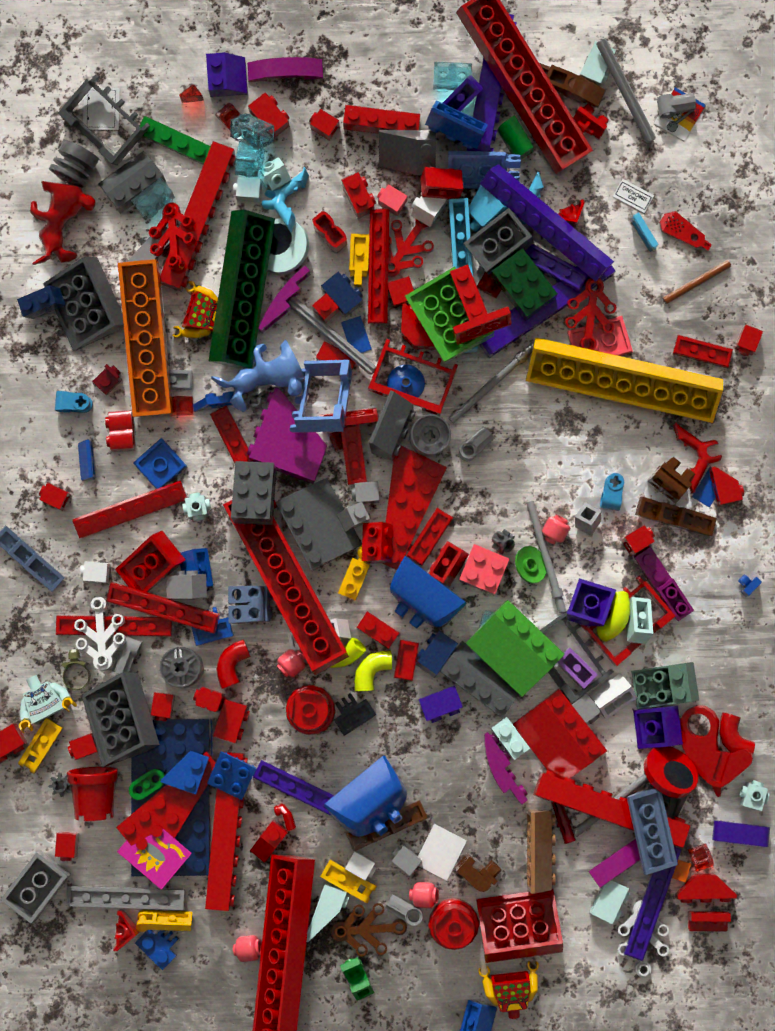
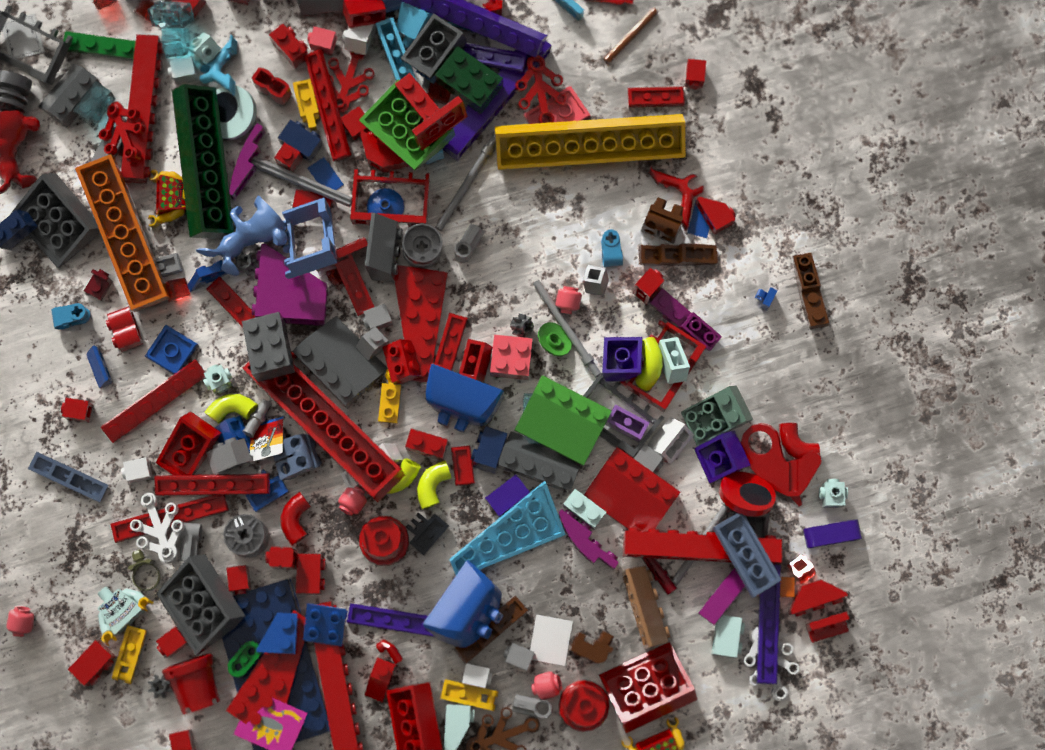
camera: 20 degrees left, 5 degrees down
(202, 534) = (231, 403): none -> neon yellow cylinder
(223, 555) = (257, 418): none -> light grey pin
(226, 579) = (267, 439): none -> sticker
(442, 739) = (521, 528): none -> medium azure wing

